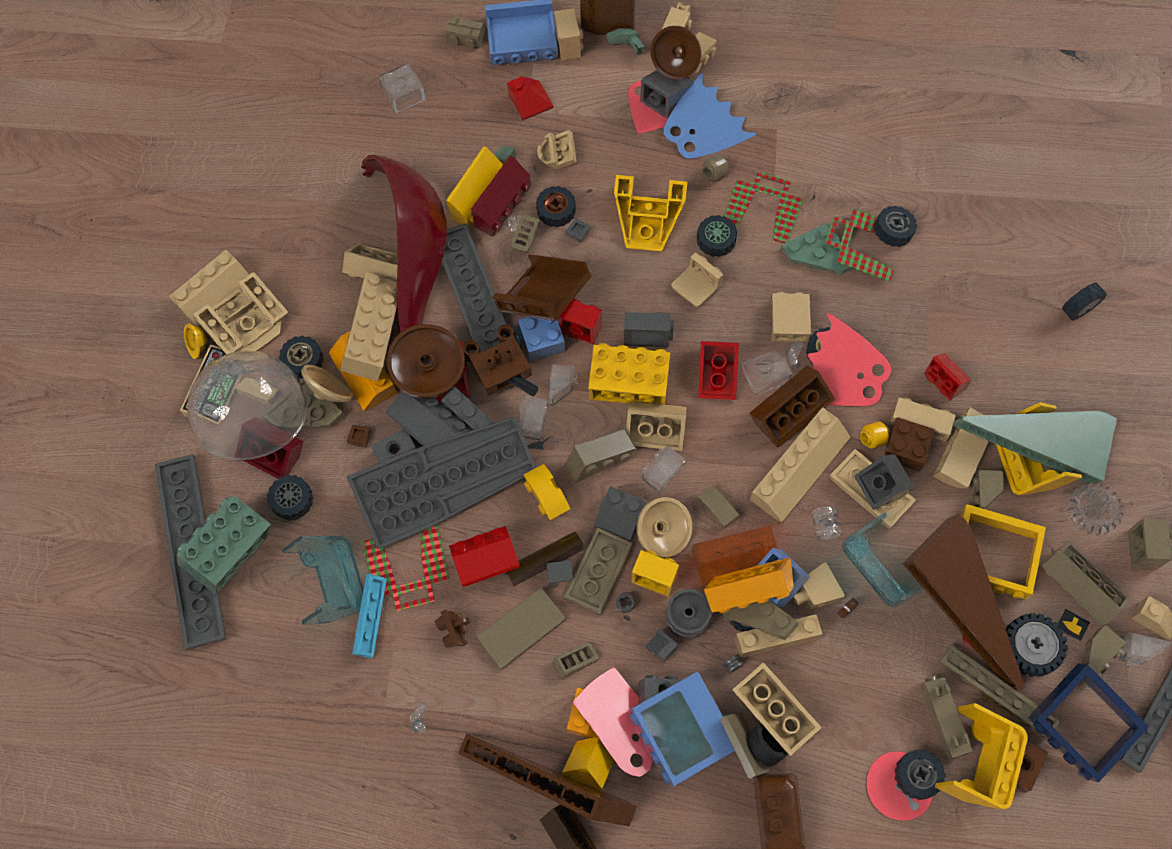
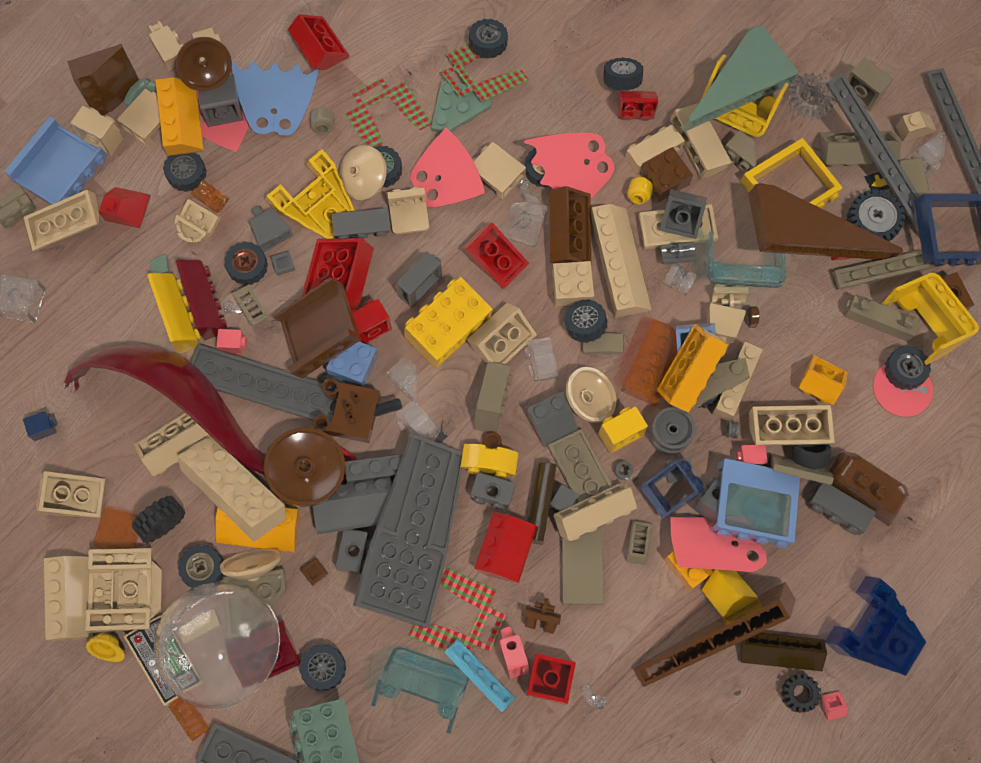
camera: 55 degrees left, 5 degrees up
(180, 432) = (183, 721): none -> clear orange slope
(286, 231) = (69, 495): none -> tan slope
(286, 282) = (116, 530): none -> clear orange tile
(311, 298) = (158, 519): none -> black tyre
(321, 174) = (40, 425): none -> dark blue brick
(404, 628) = (515, 659): none -> coral torso
(406, 672) = (551, 679): none -> red brick
(482, 66) = (62, 219): none -> tan slope
(487, 243) = (231, 341): none -> coral brick
(523, 503) = (484, 483): none -> dark grey brick
(566, 484) = (492, 440): none -> reddish brown tile
(569, 603) = (595, 511): none -> tan brick
(585, 143) = (210, 196): none -> clear orange hips
(595, 199) = (269, 228): none -> dark grey torso
(597, 106) = (185, 171): none -> black wheel
(608, 55) = (142, 117): none -> tan panel
(612, 272) = (344, 261): none -> red slope
(623, 73) = (179, 117): none -> light orange slope
(625, 636) = (658, 499): none -> dark blue window
(656, 256) = (361, 223): none -> dark grey brick
(697, 225) = (369, 172): none -> tan dish
(721, 468) = (586, 321): none -> black wheel
(723, 696) = (752, 454): none -> coral brick
(740, 808) = (841, 508): none -> dark grey brick
(746, 444) = (572, 283): none -> tan brick
(764, 277) = (457, 170): none -> coral piece
(775, 116) = (317, 41): none -> red slope
(843, 708) = (823, 380): none -> light orange slope
(847, 505) = (678, 253): none -> dark grey hips
(848, 574) = (729, 295): none -> tan hips
(963, 345) = (623, 74): none -> black wheel
(1094, 594) = (875, 145): none -> dark grey plate

